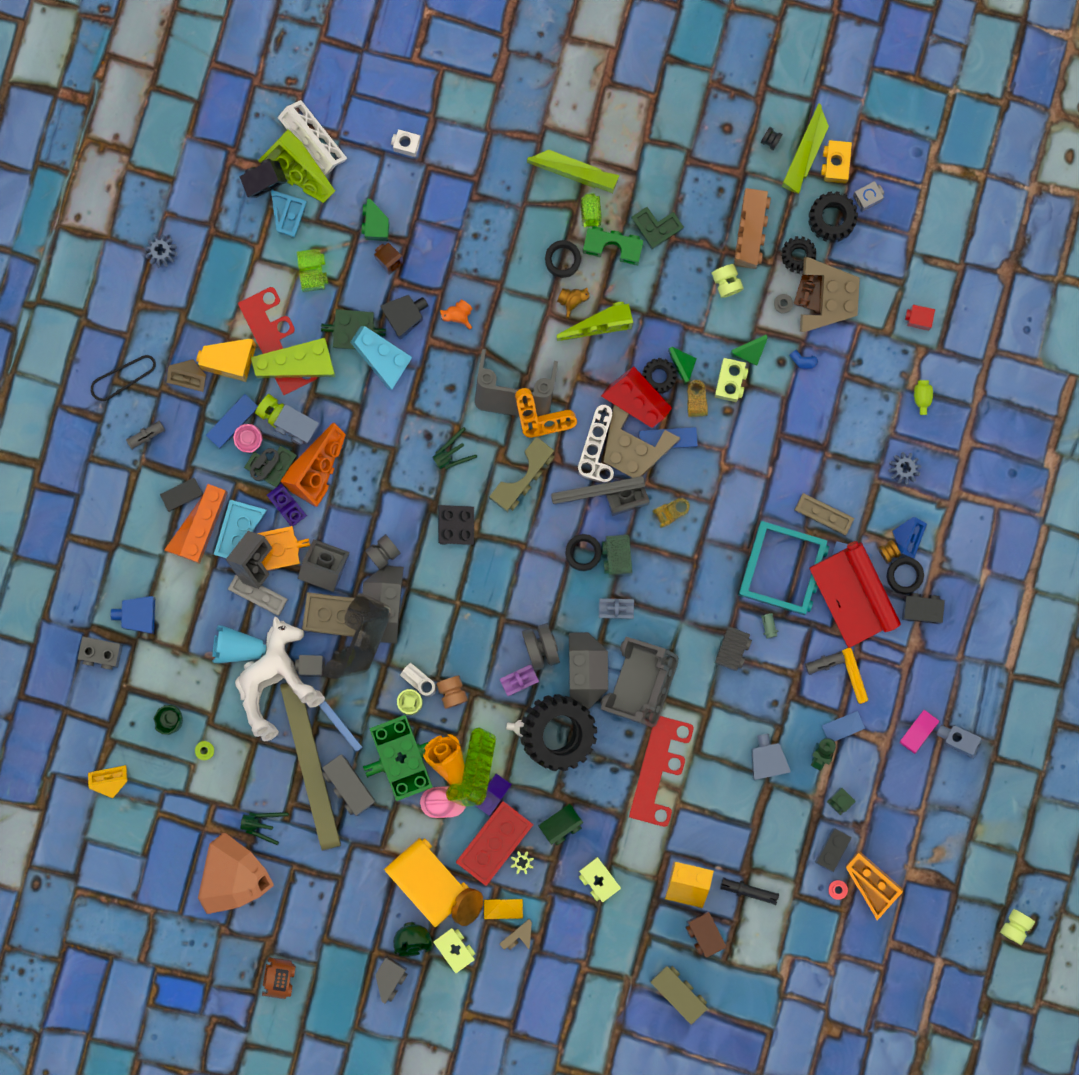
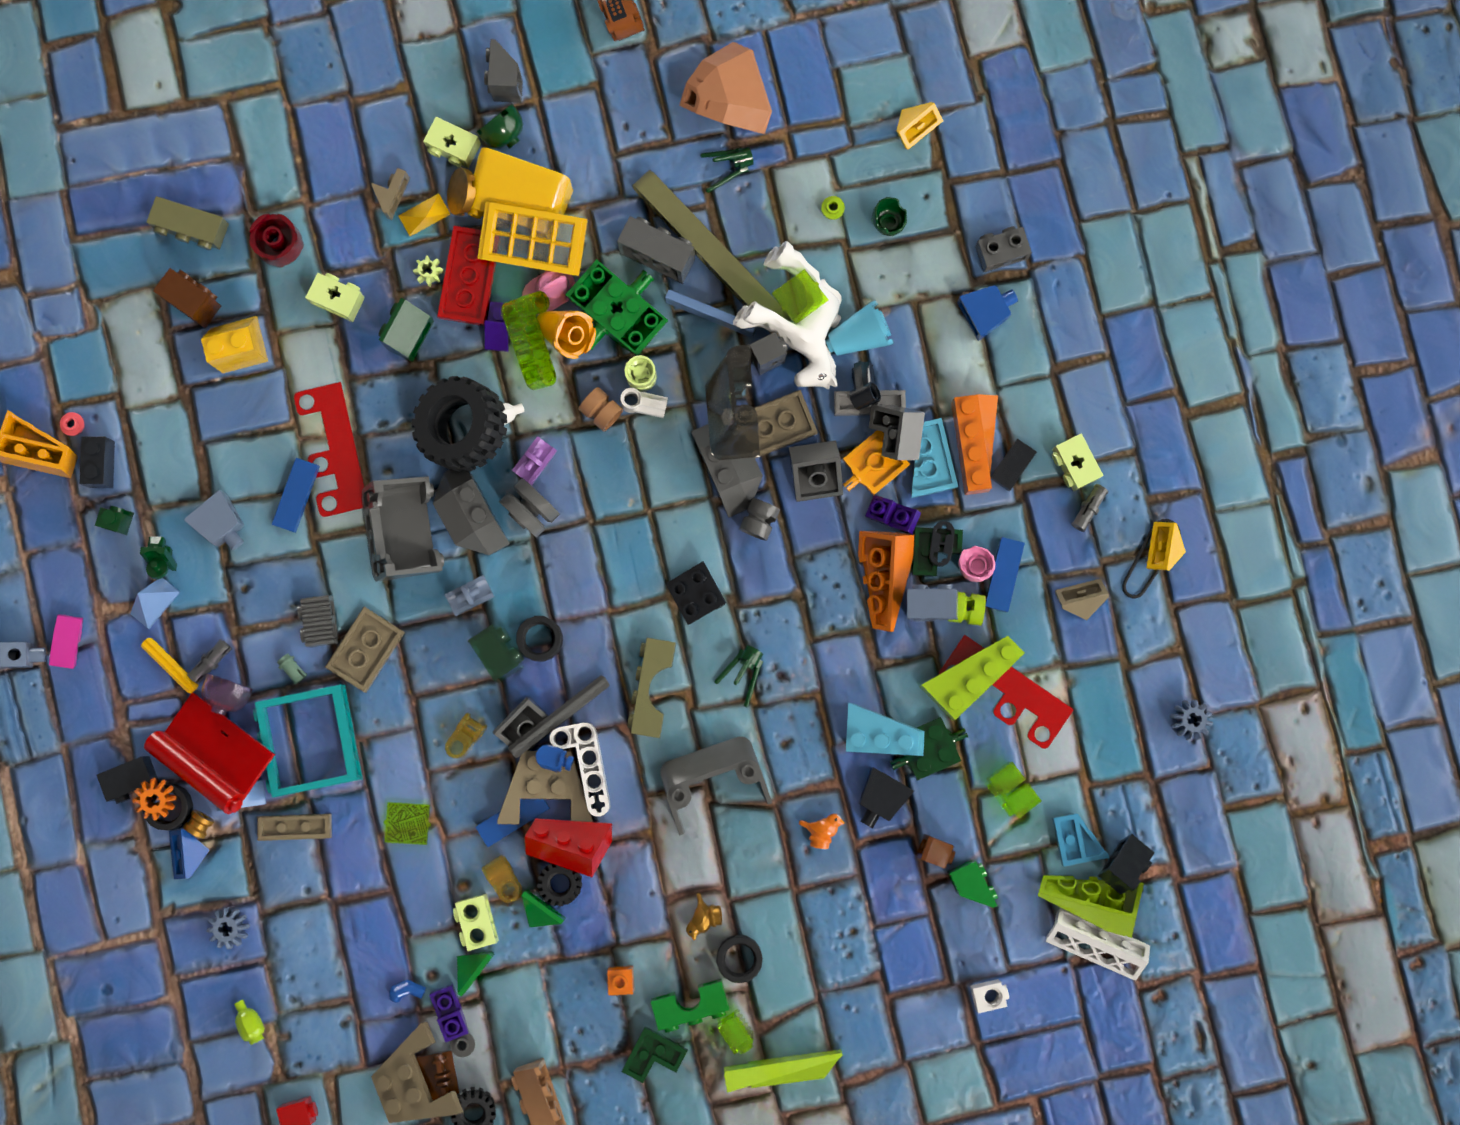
camera: 155 degrees right, 0 degrees up
(109, 378) = (1165, 546): none -> yellow slope
(132, 461) = (1076, 450): none -> yellowish green brick
(228, 358) = (1048, 638): yellow slope -> none
(257, 602) = (864, 388): none -> black piece
(266, 690) = (800, 296): none -> clear neon green piece
(434, 841) = (532, 238): none -> yellow piece
(538, 422) = (665, 757): light orange beam -> none
(609, 320) = (647, 917): lime wedge -> none
(611, 938) = (282, 251): none -> dark red brick
(617, 461) = (553, 758): none -> blue arm
(651, 287) = (620, 980): none -> orange brick
(703, 750) = (295, 495): none -> blue tile
(710, 612) = (365, 649): none -> dark tan tile
(722, 276) = (542, 1044): yellowish green wheel -> none
(744, 474) = (407, 823): none -> clear neon green piece
(749, 891) = (175, 369): black pin -> none
(781, 329) = (449, 1013): none -> dark purple slope
(824, 630) = (224, 694): none -> clear purple cylinder
(909, 576) = (148, 791): none -> orange gear

